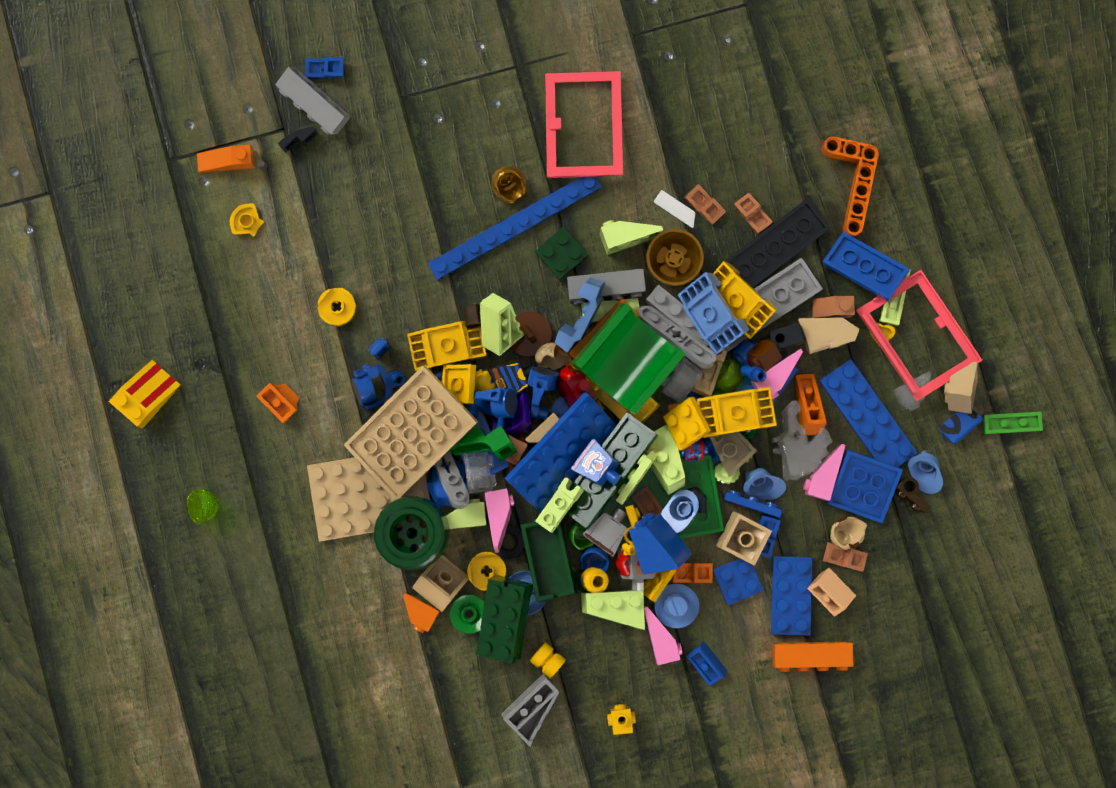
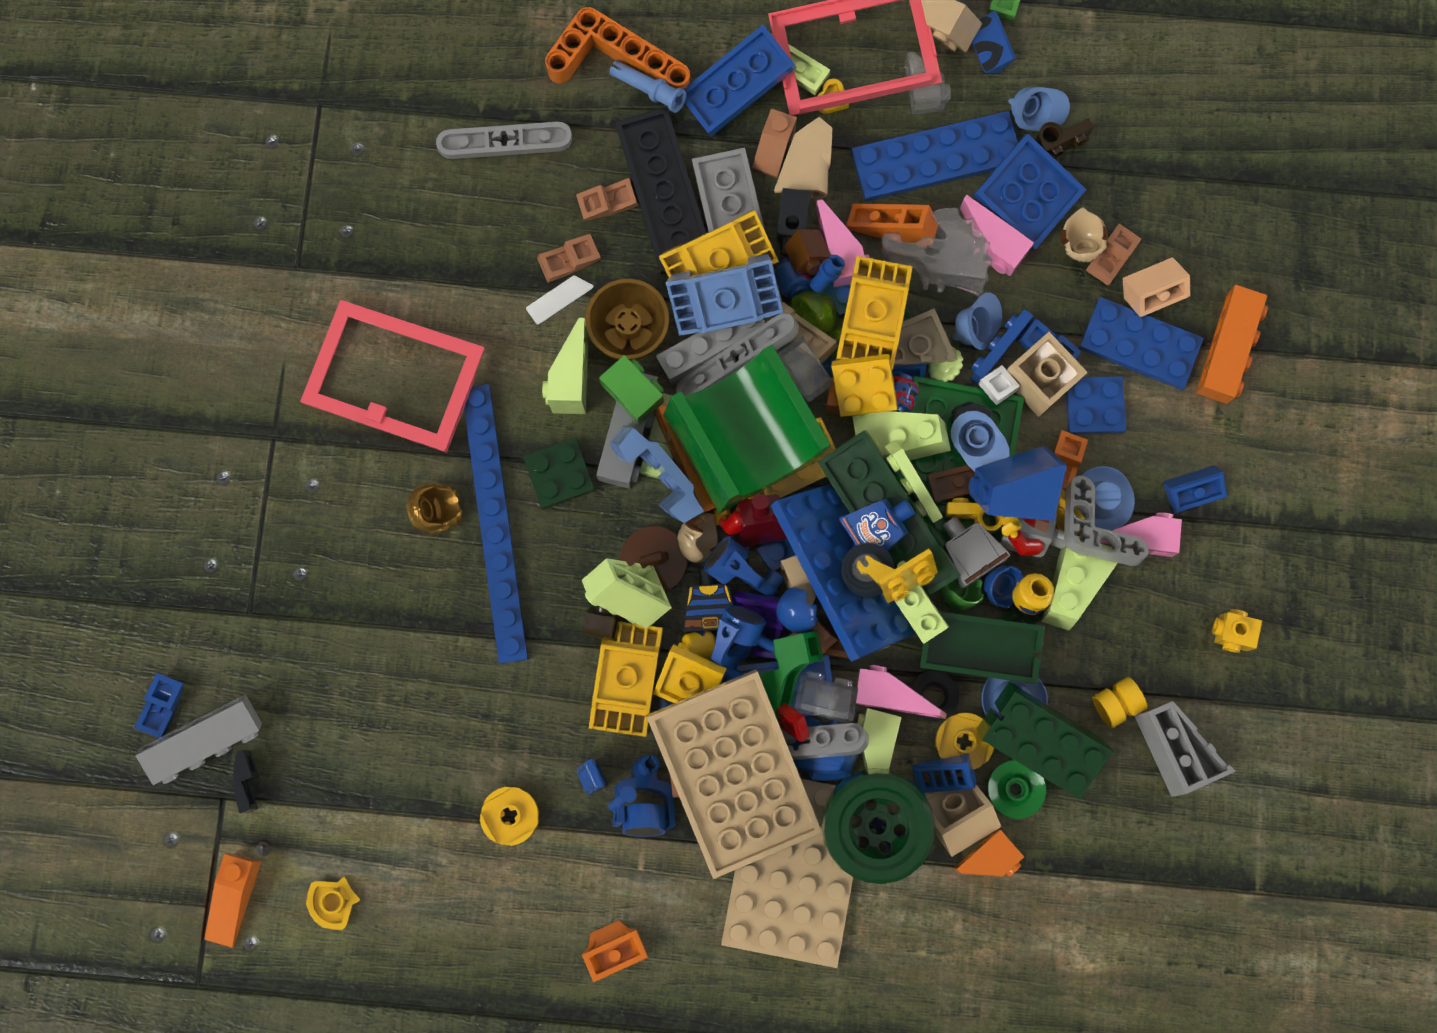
camera: 65 degrees left, 5 degrees down
(455, 457) = (793, 722): none -> red tile
(471, 573) = (956, 783): none -> blue slope
(523, 432) = (795, 612): none -> blue hair
(565, 470) = (871, 571): none -> plate
(628, 278) = (632, 389): none -> bright green brick
(646, 604) = (1092, 535): none -> light grey beam
(724, 511) = (999, 385): none -> white plate
(760, 115) = (477, 140): none -> light grey piece
(839, 217) = (656, 89): none -> medium blue pin

